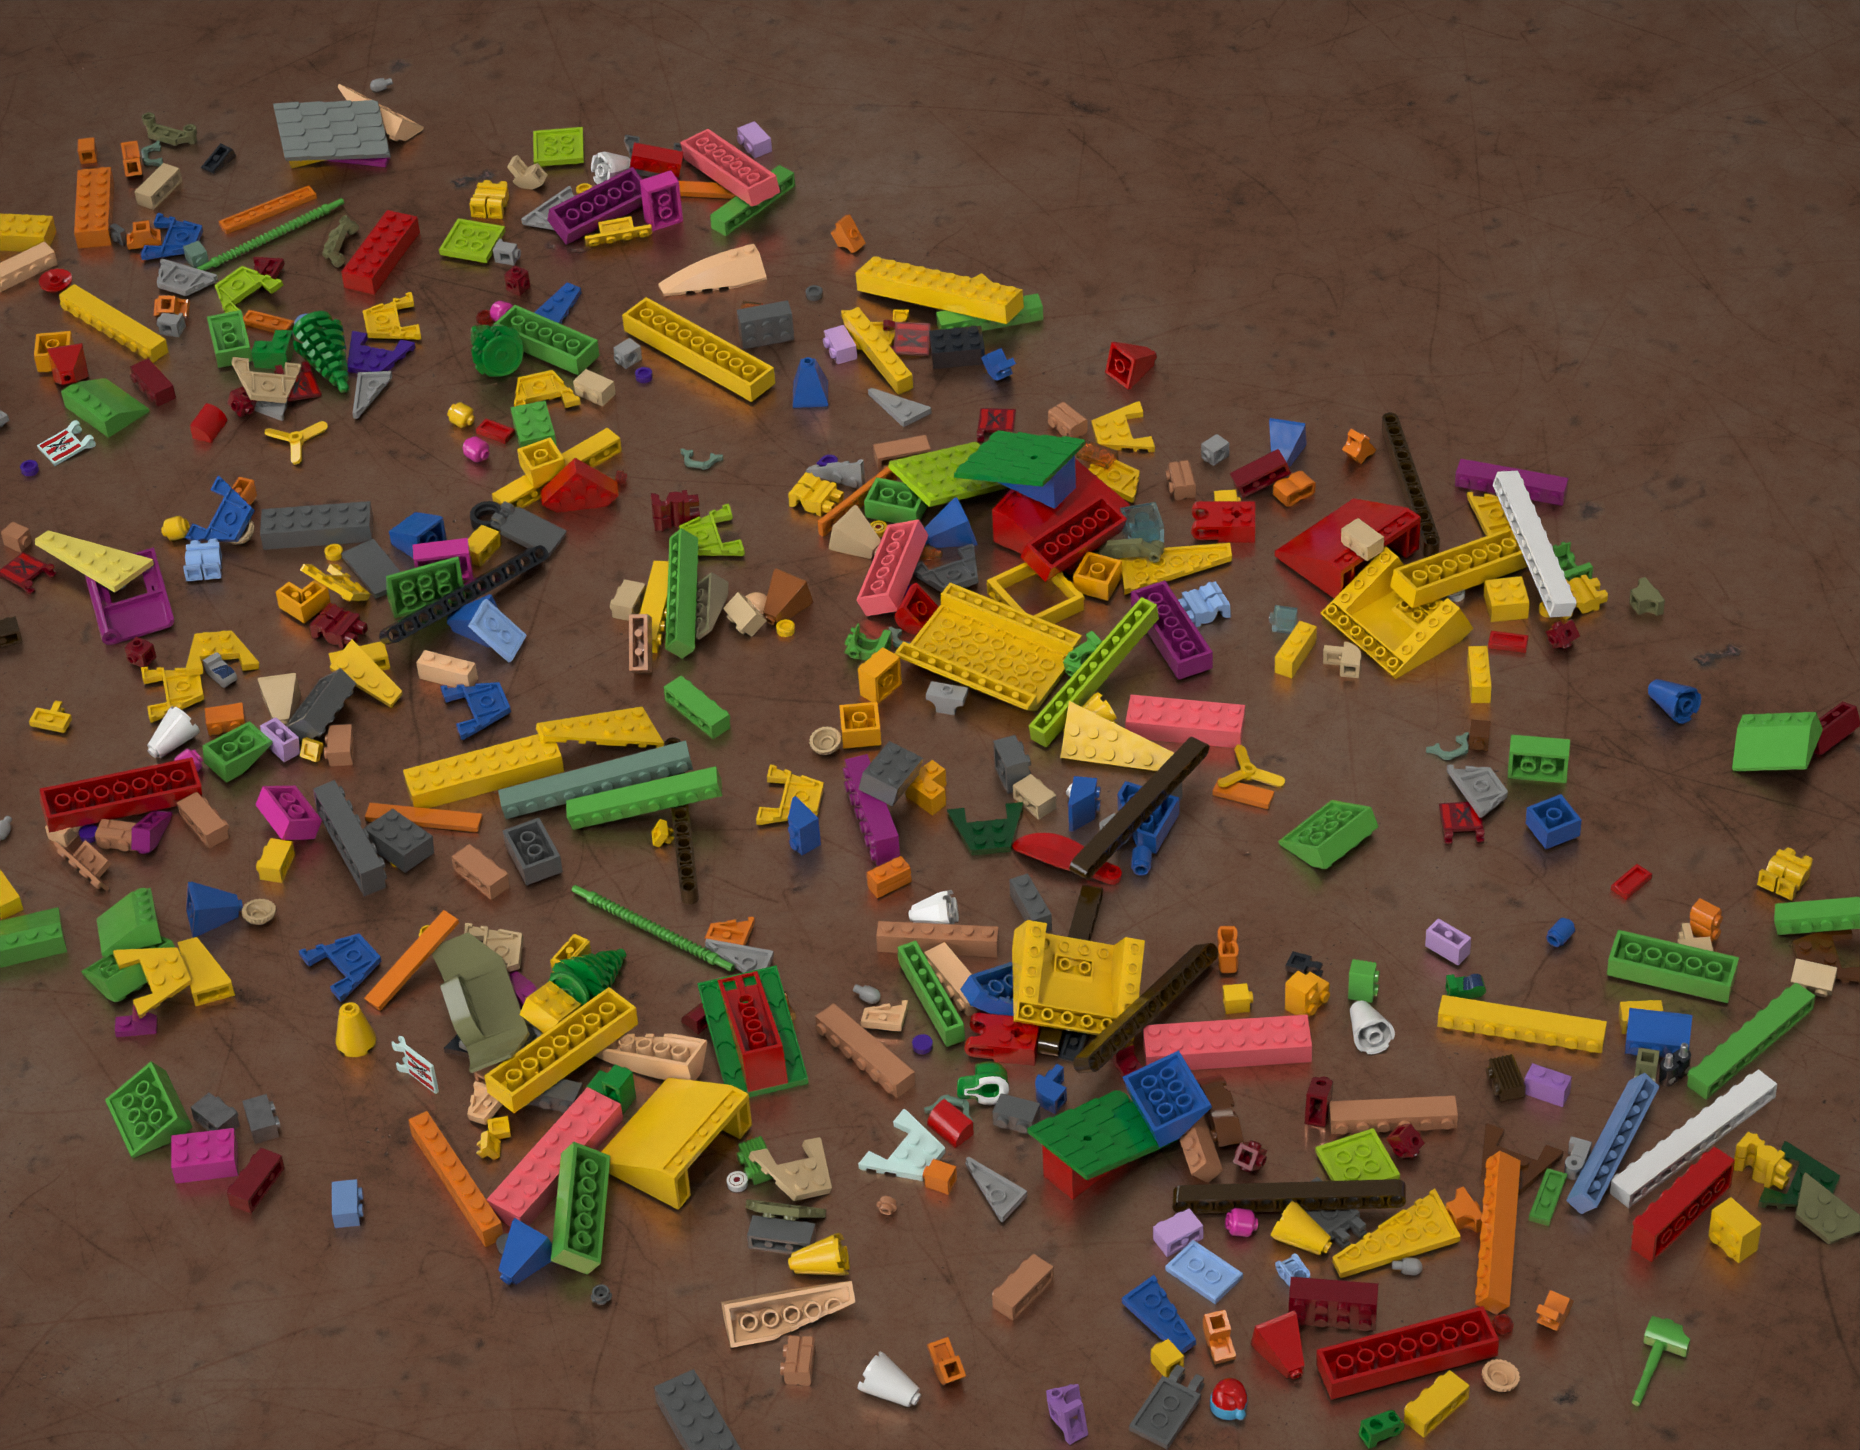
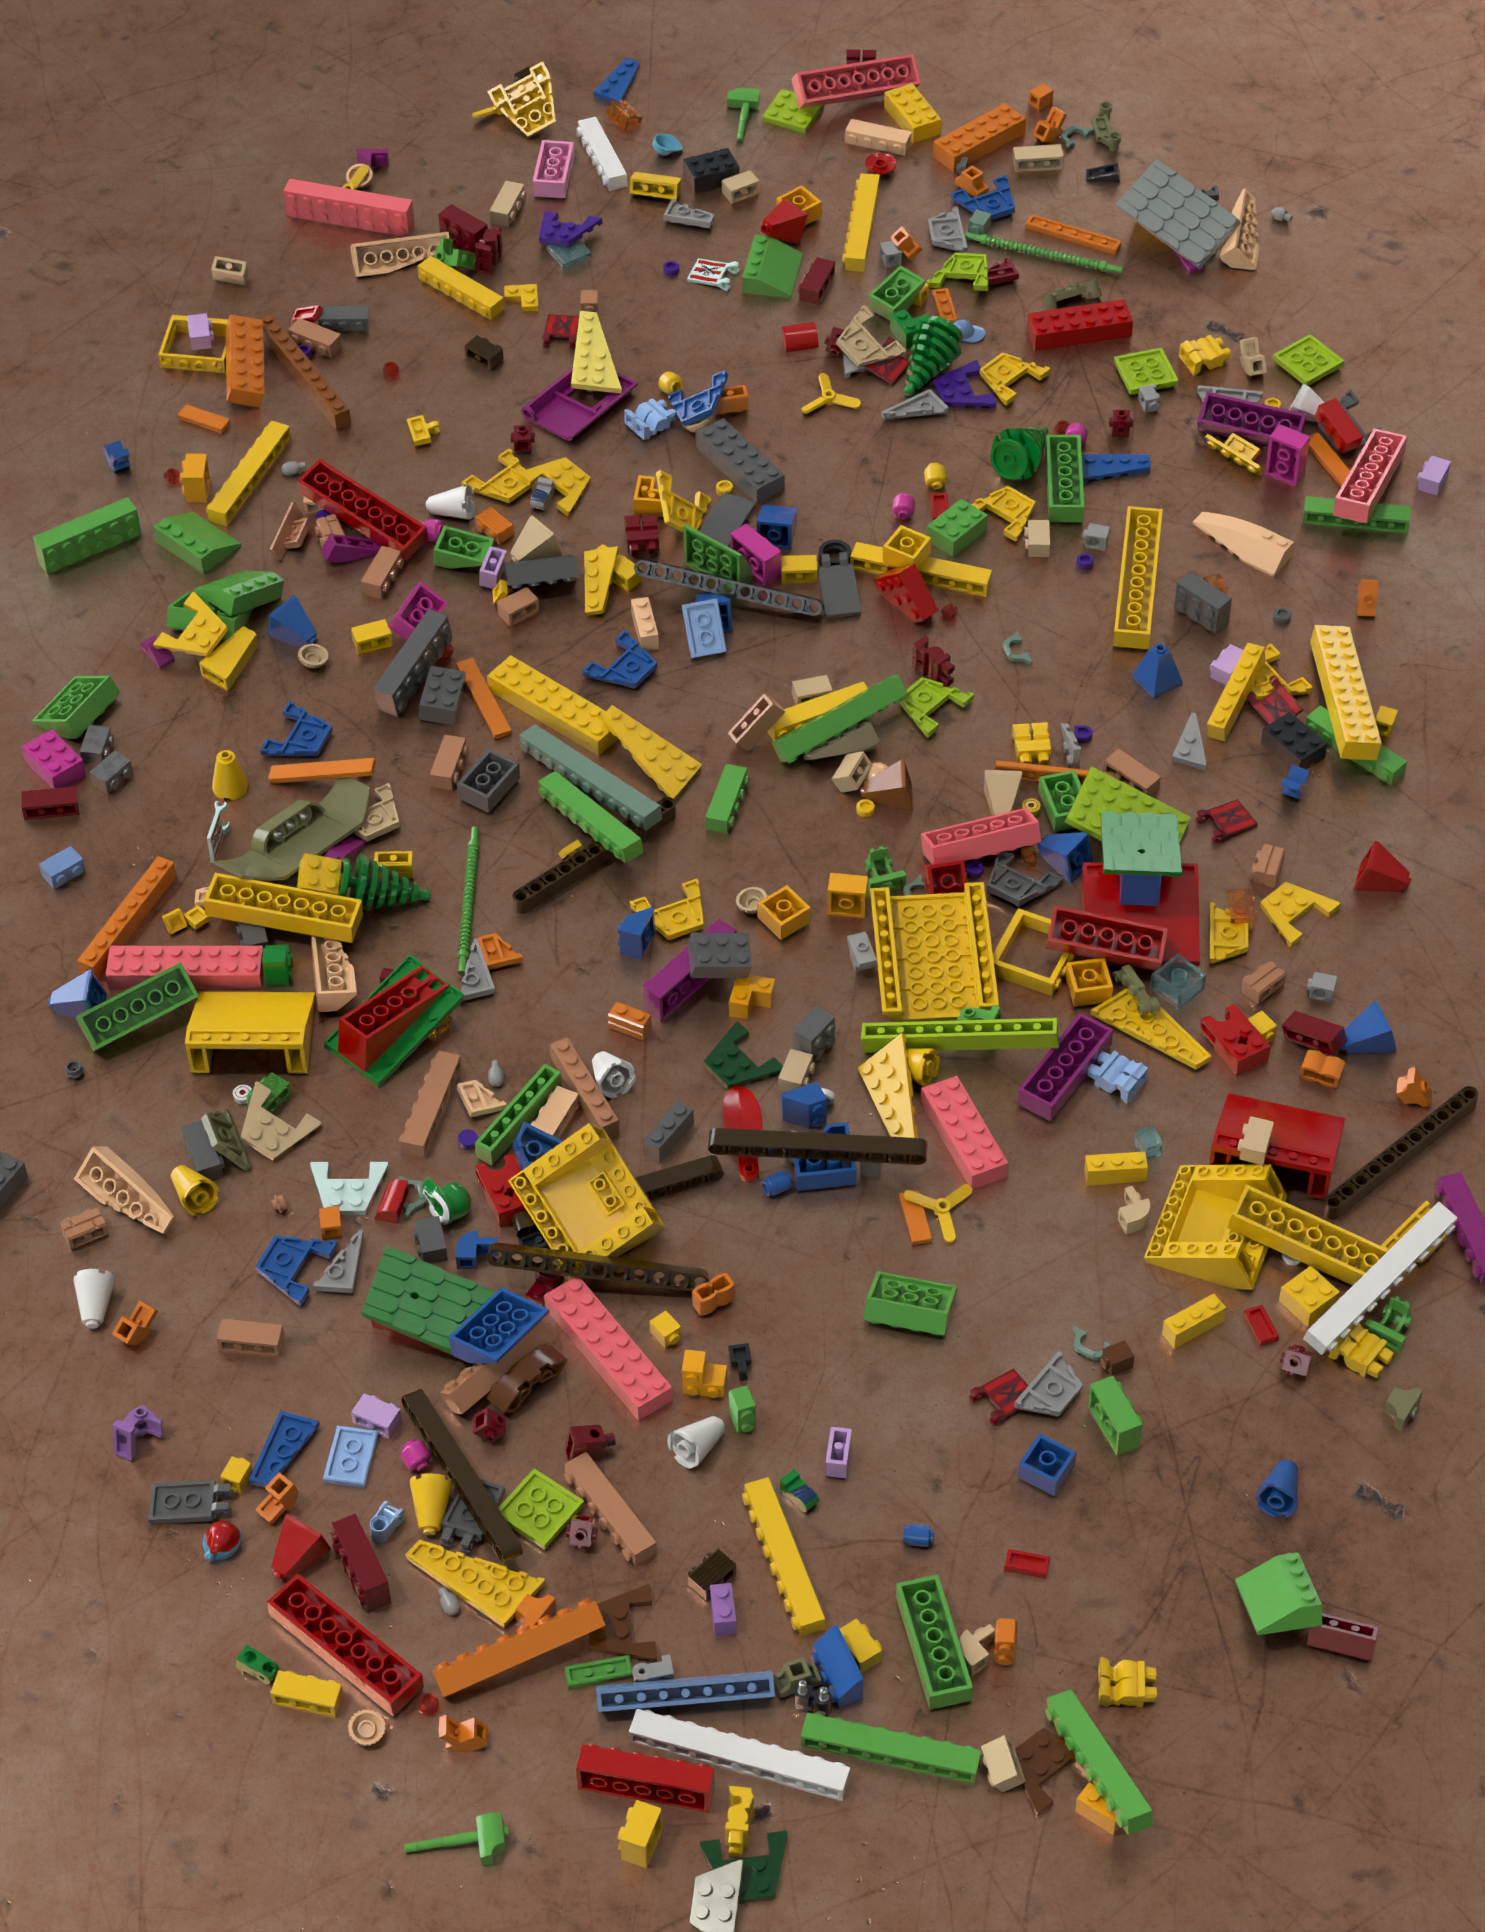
camera: 55 degrees right, 5 degrees up
(957, 1230) = (285, 1259): none -> blue wing

